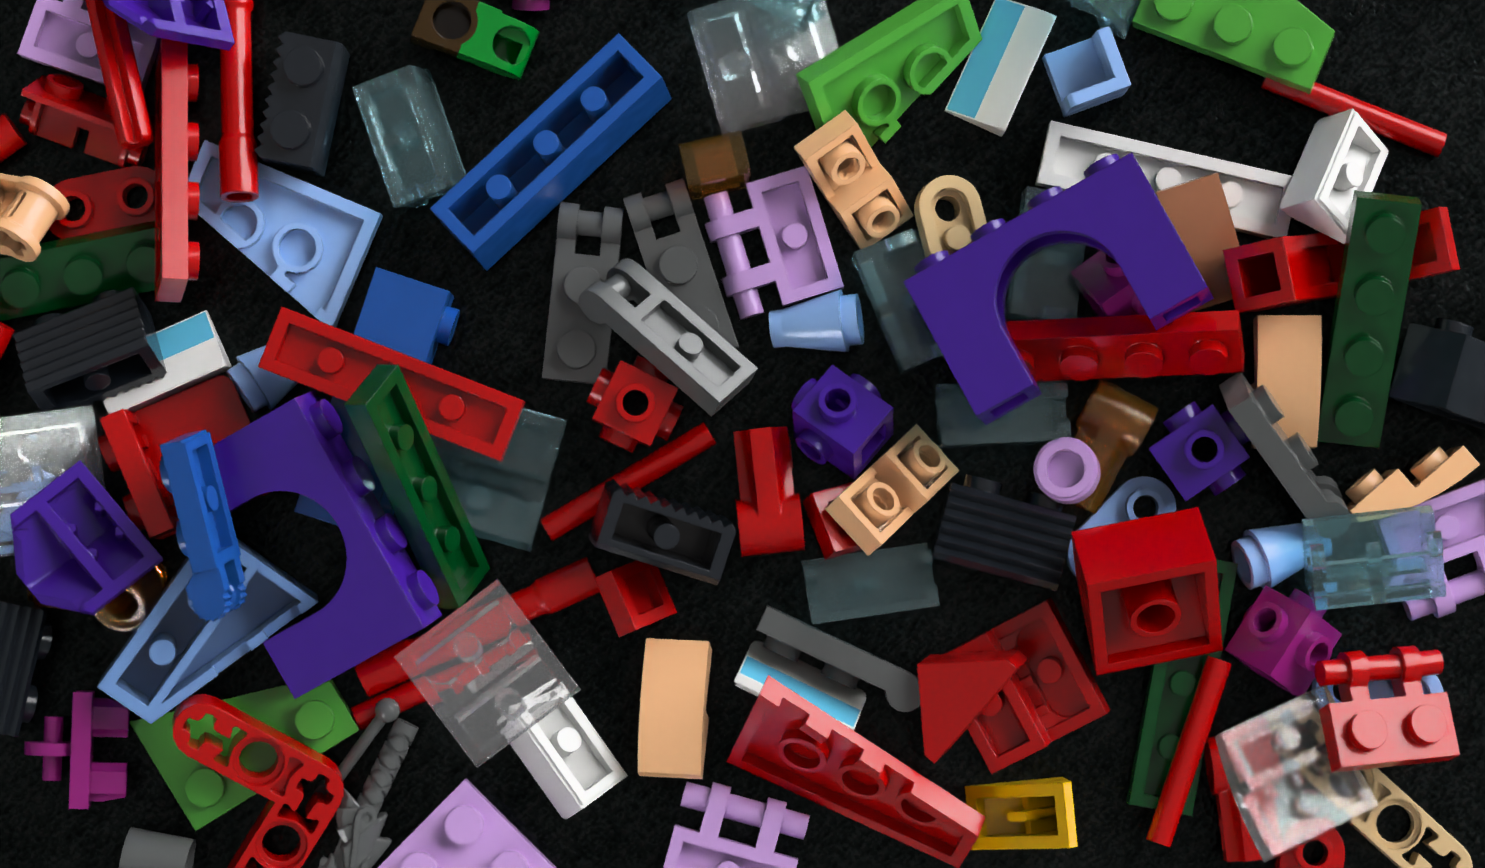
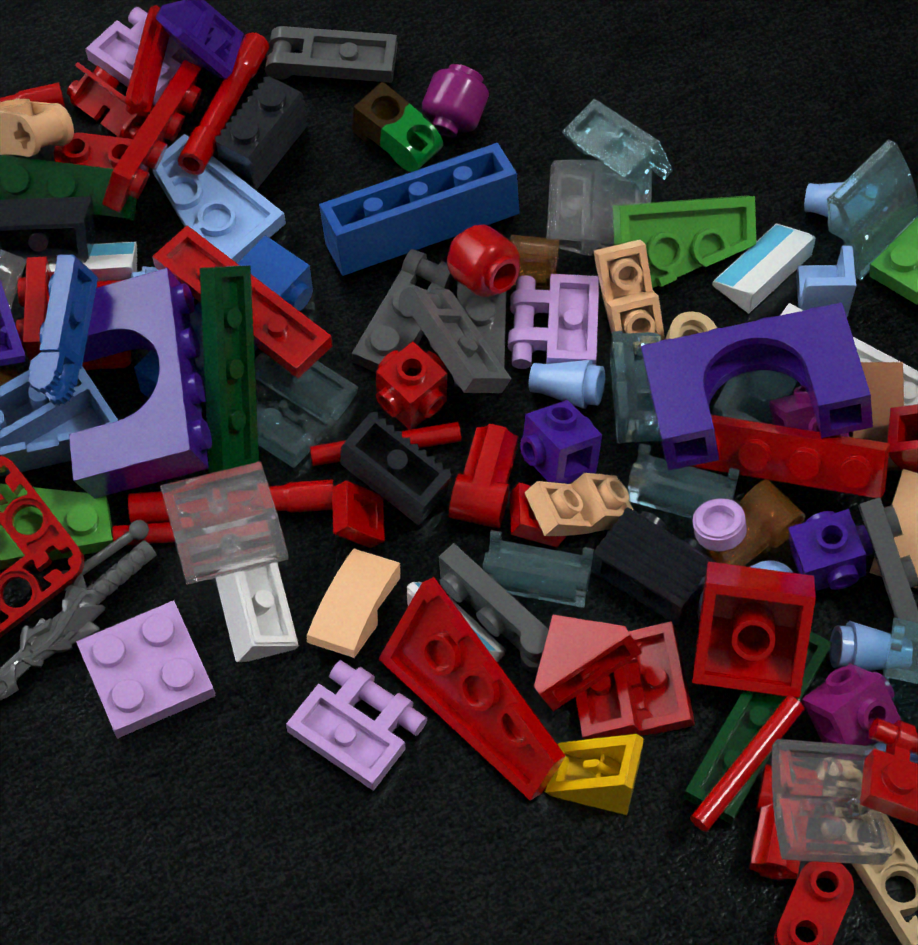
camera: 25 degrees right, 25 degrees down
(410, 135) = (324, 168): clear light blue hinge -> none
(663, 211) = (484, 261): none -> red head

